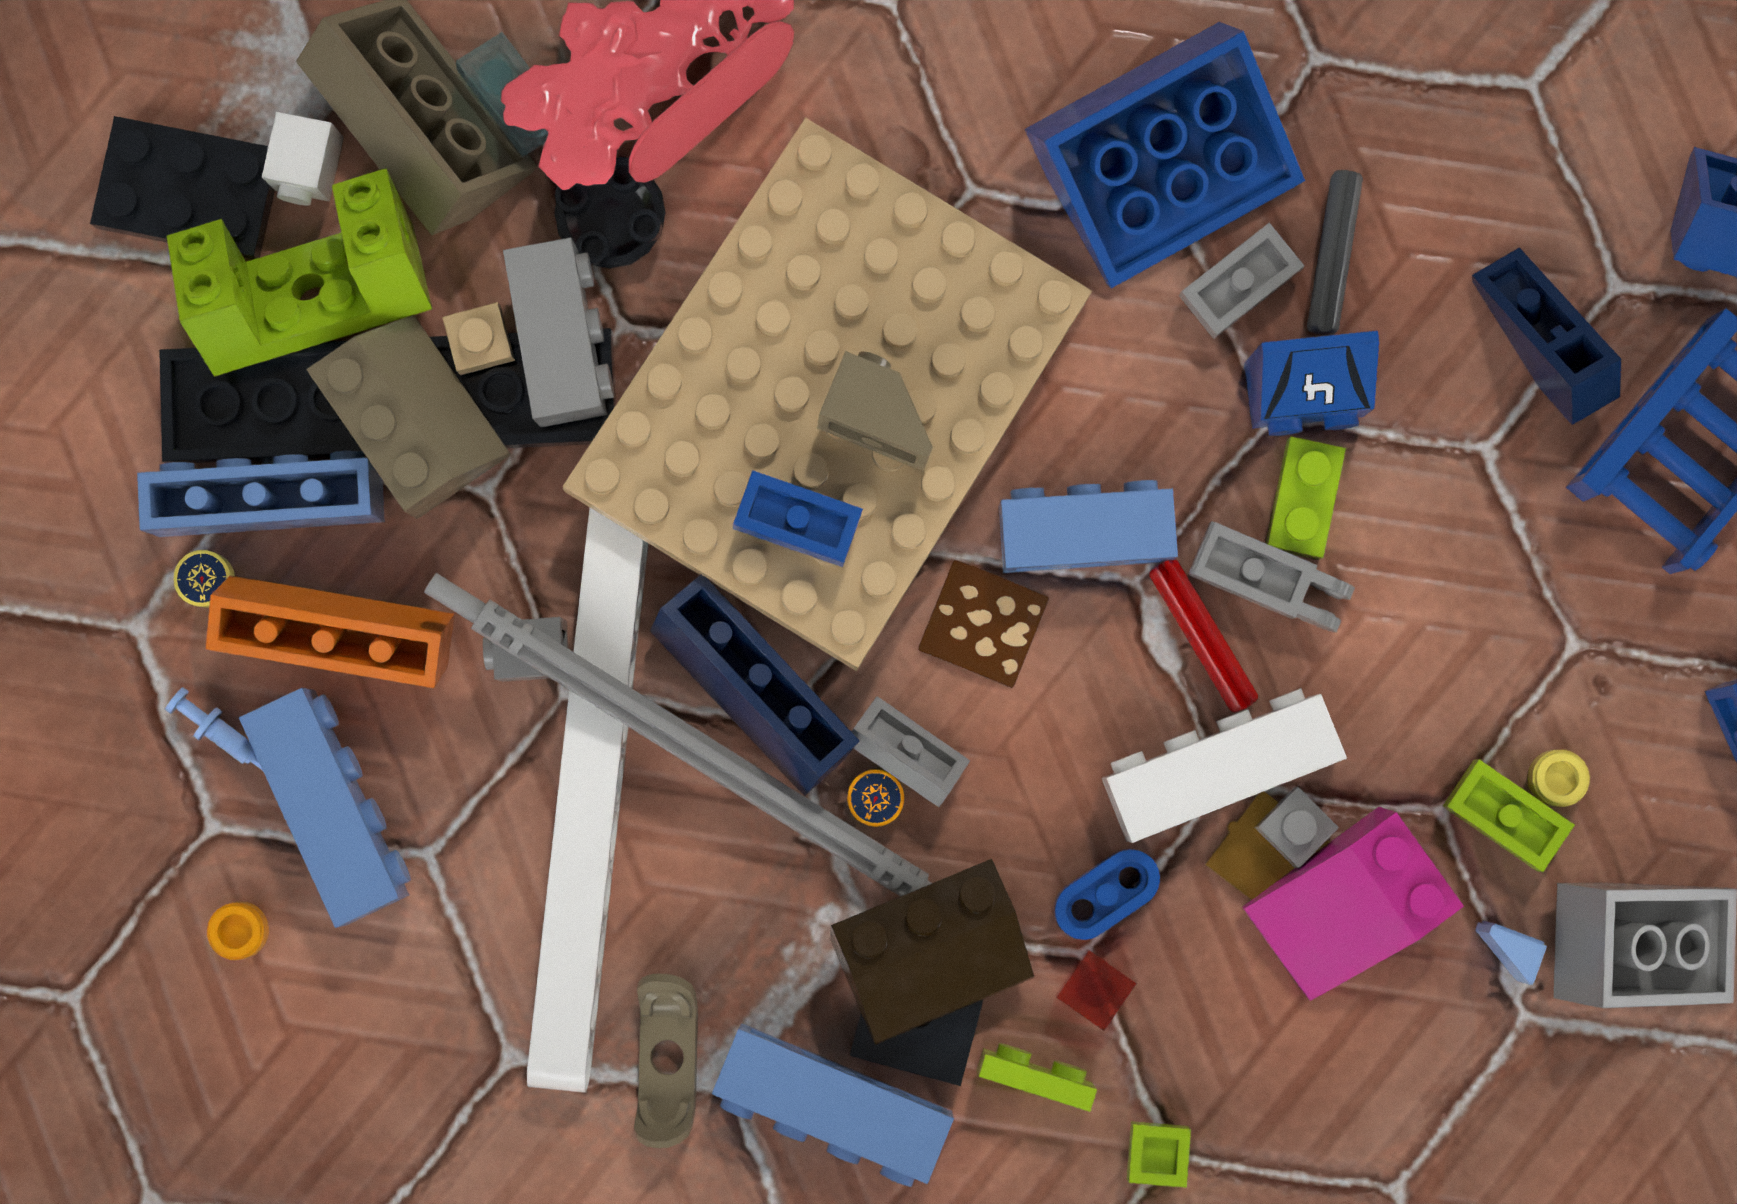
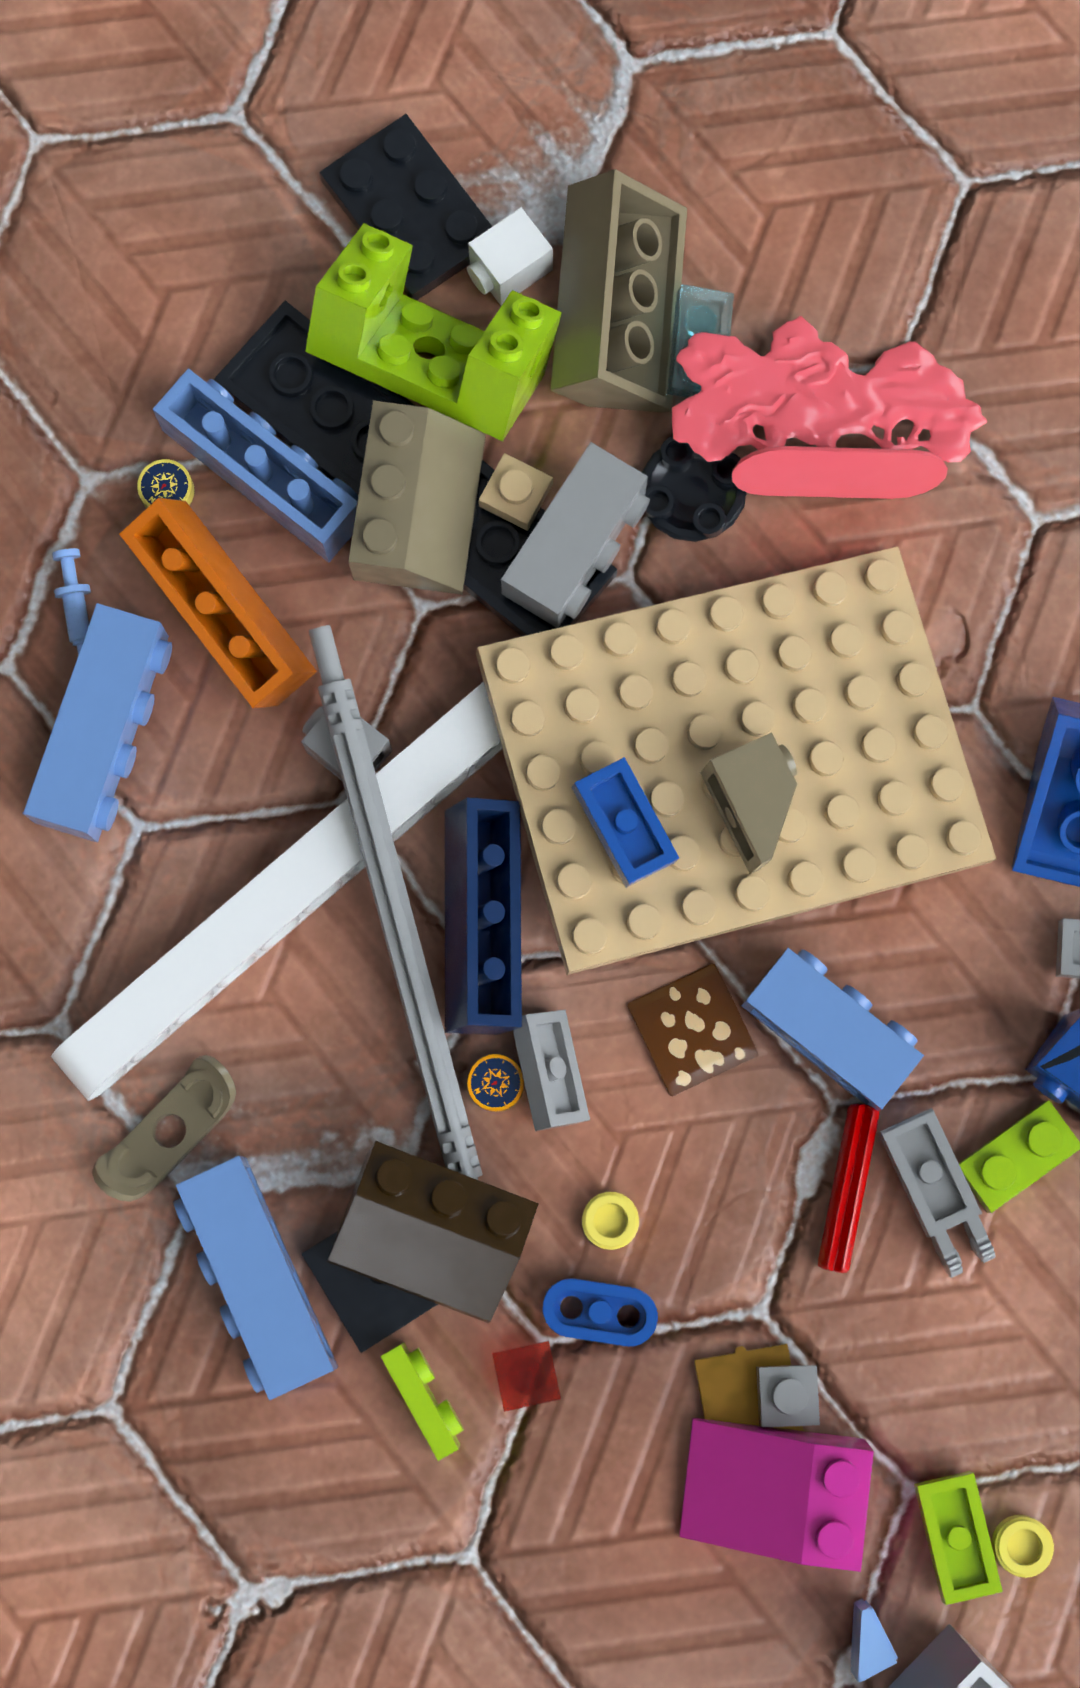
camera: 40 degrees right, 5 degrees down
(1052, 820) = (610, 1220): none -> light yellow tile
(1158, 1154) = (460, 1544): lime plate -> none
(1223, 767) = (773, 1298): white brick -> none

